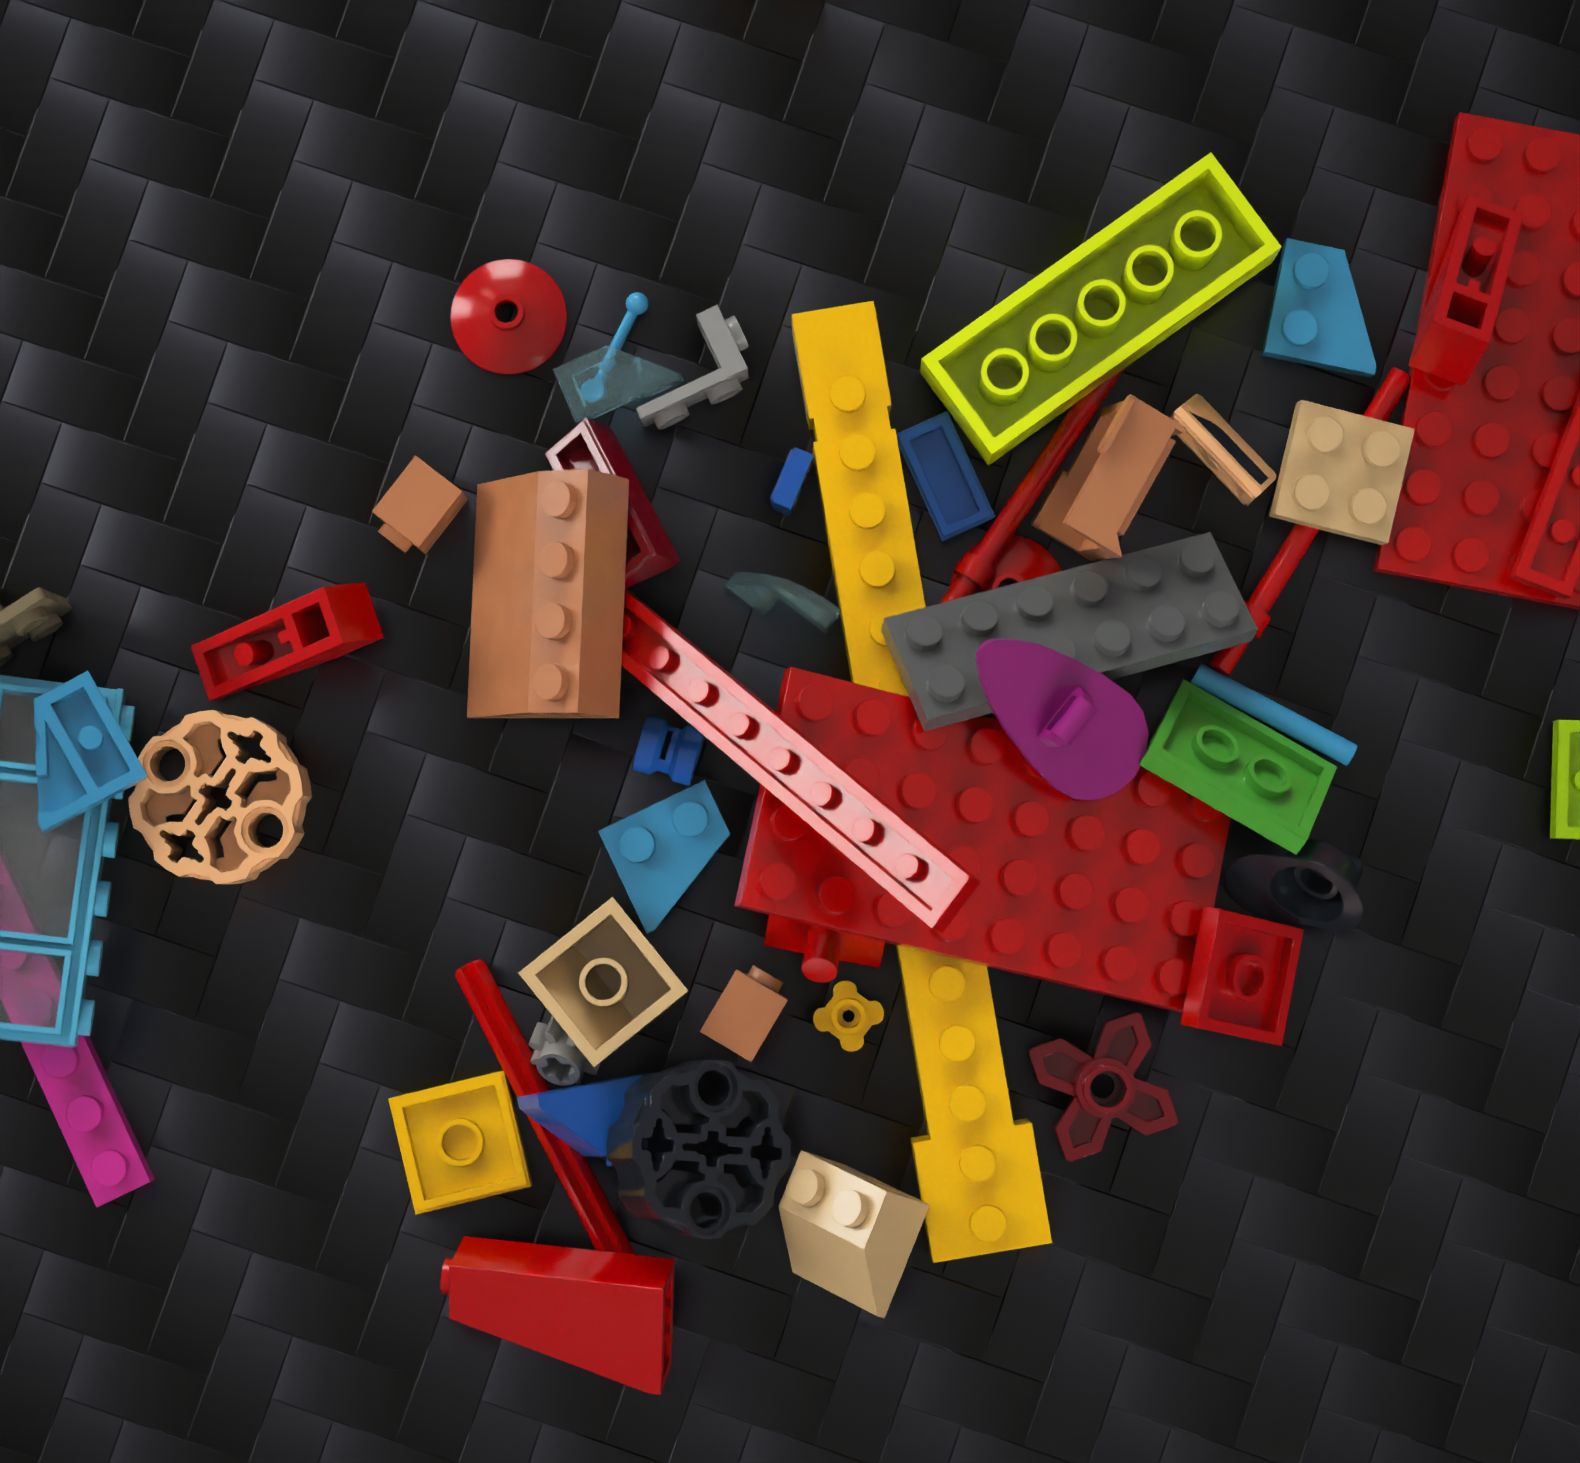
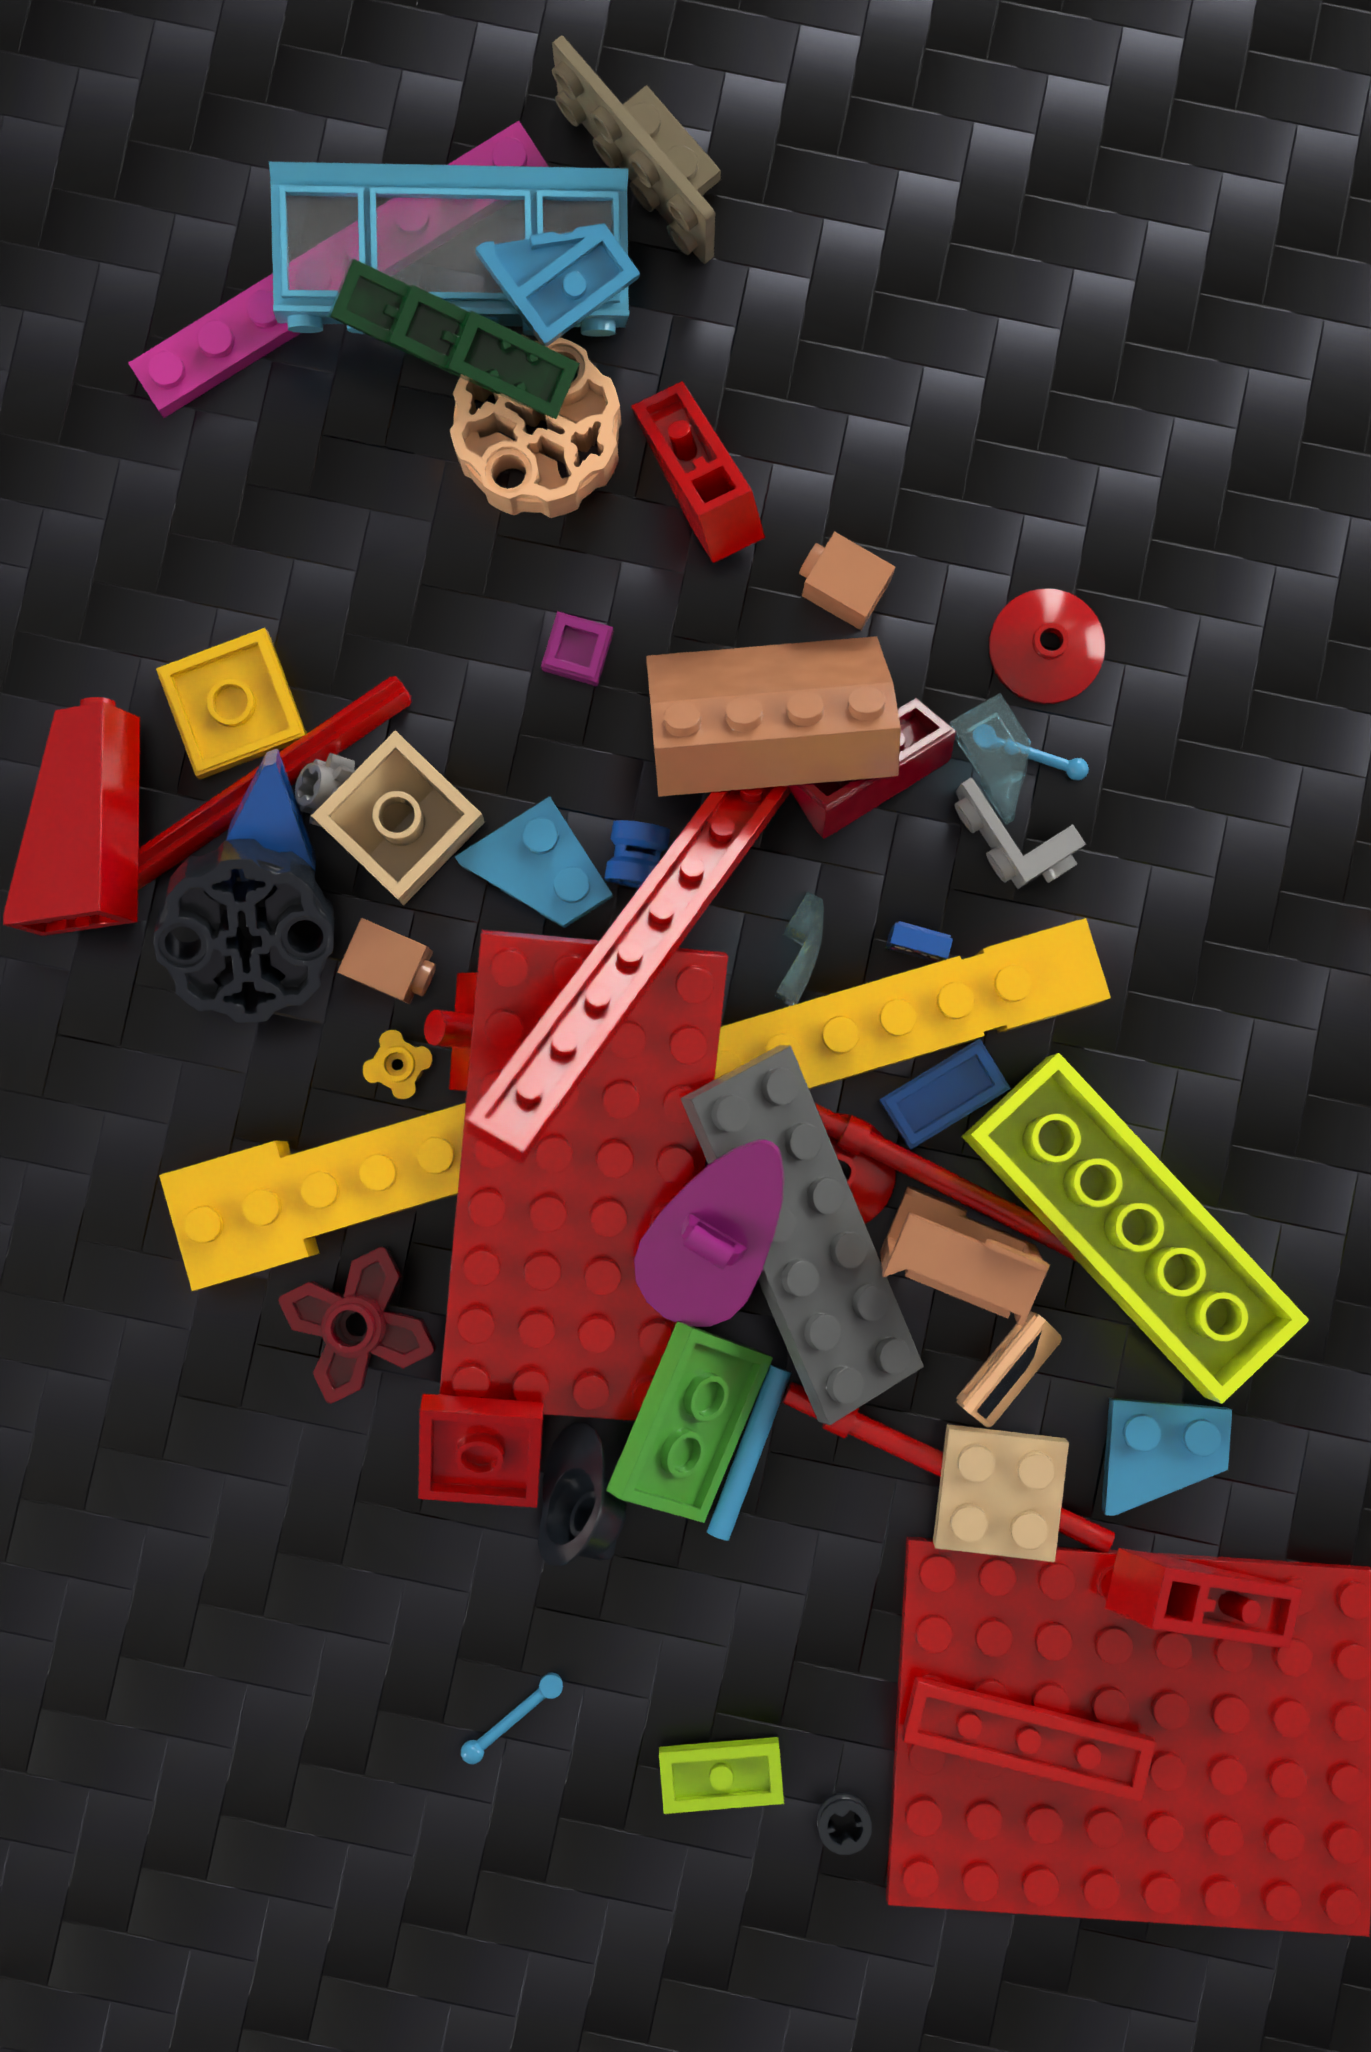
camera: 80 degrees right, 0 degrees up
(128, 867) = (453, 339): none -> dark green slope
(450, 785) = (577, 648): none -> magenta tile
(848, 1231) = (185, 1089): tan slope -> none
(1480, 939) = (549, 1687): none -> dark azure hinge

